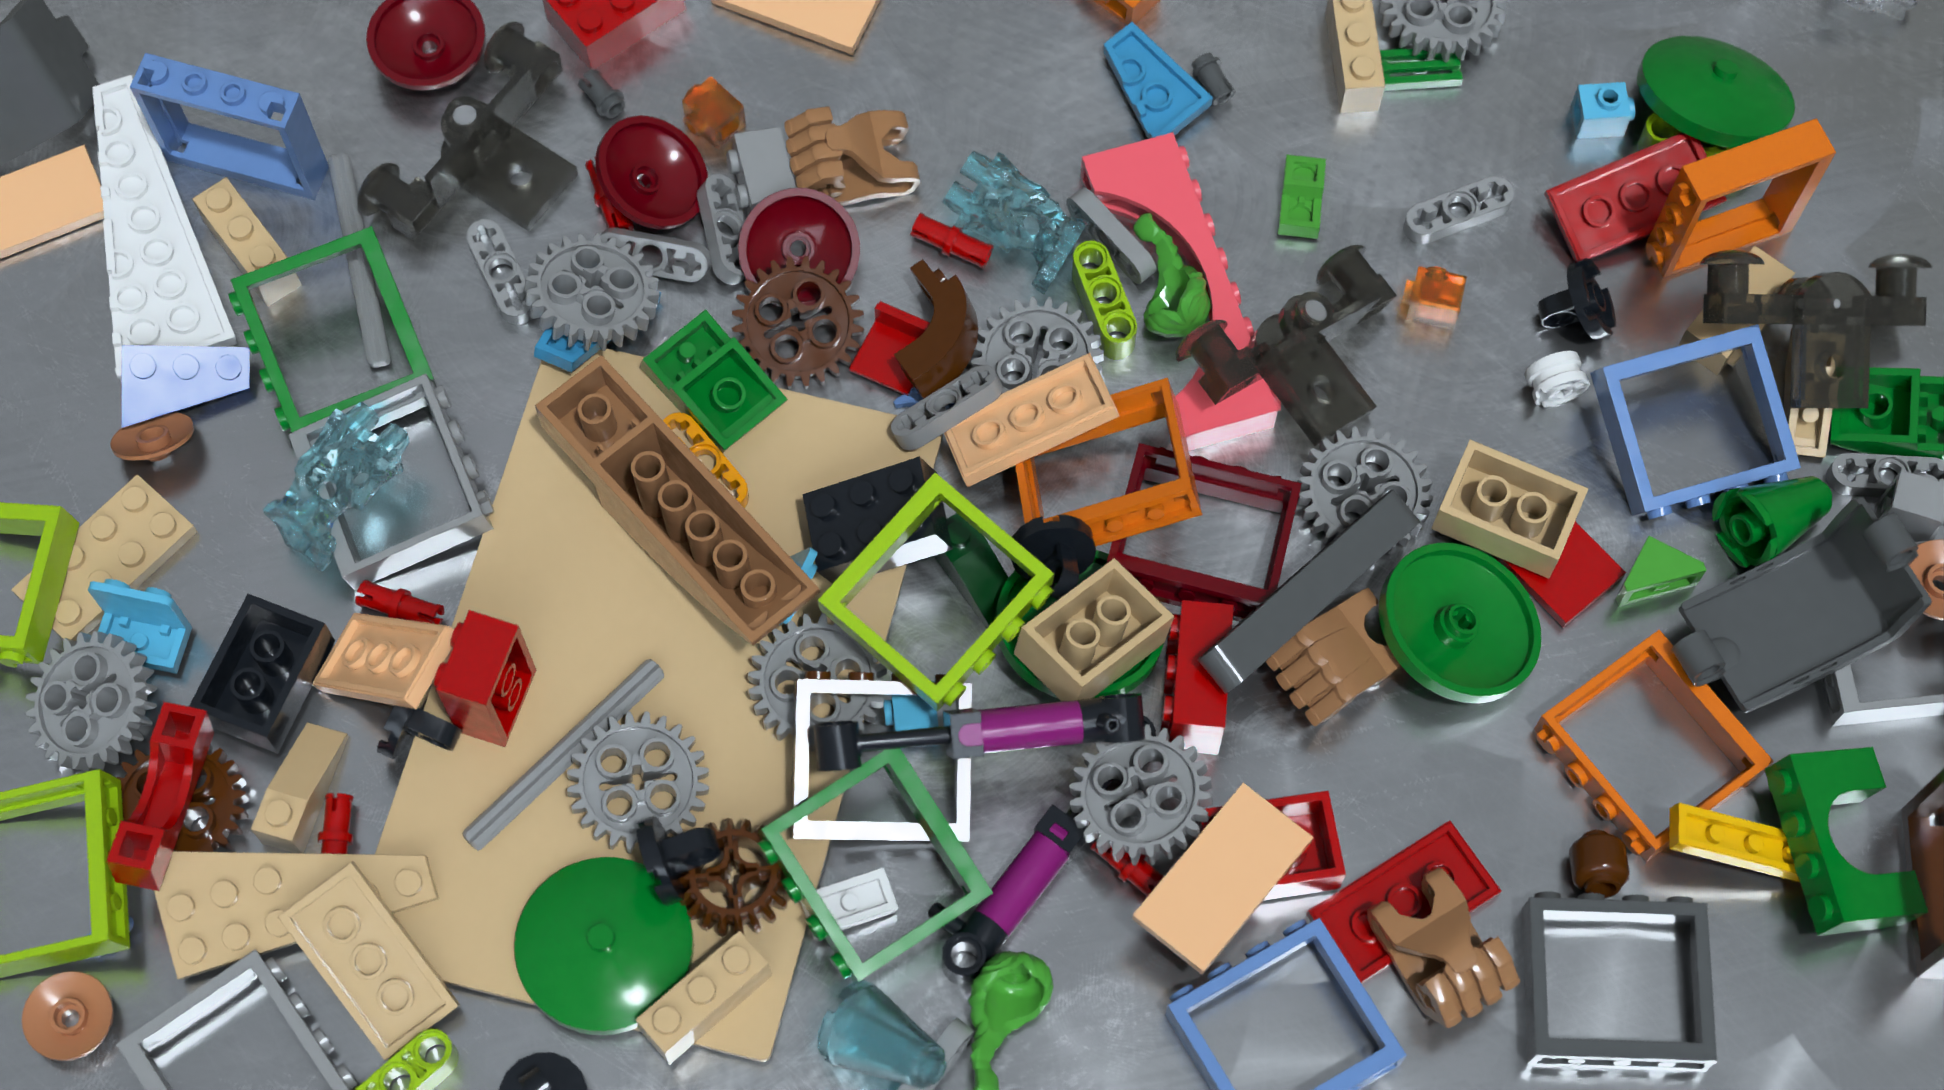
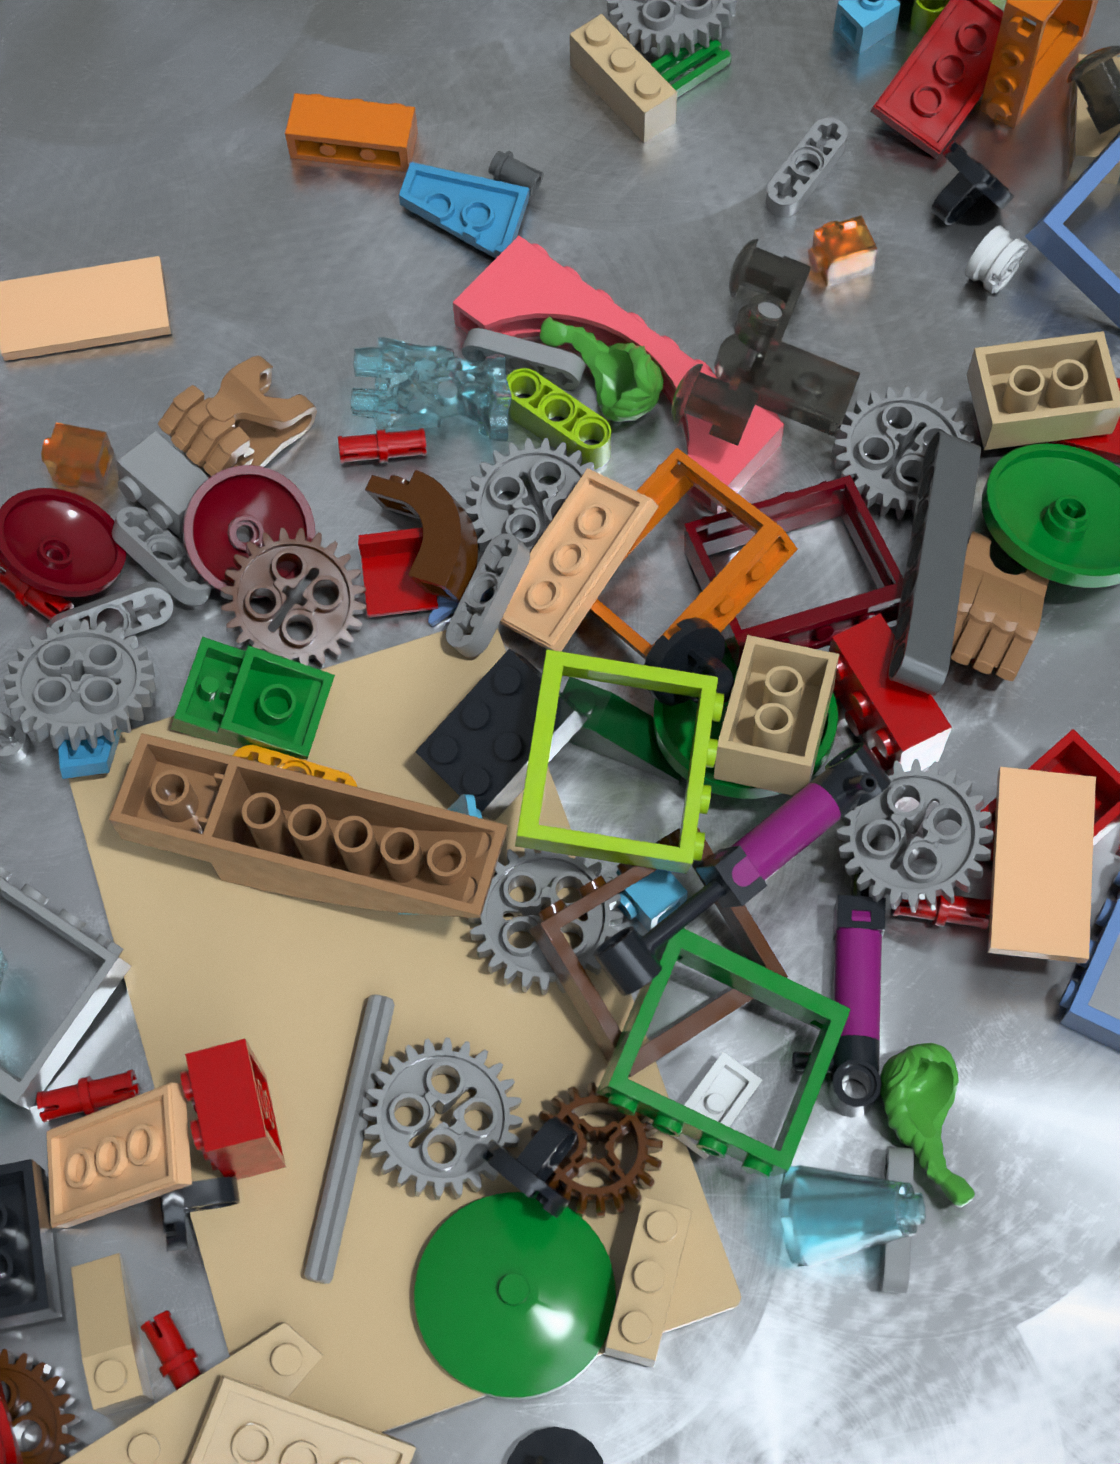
camera: 30 degrees left, 0 degrees up
(1301, 196) = (663, 231): bright green slope -> none

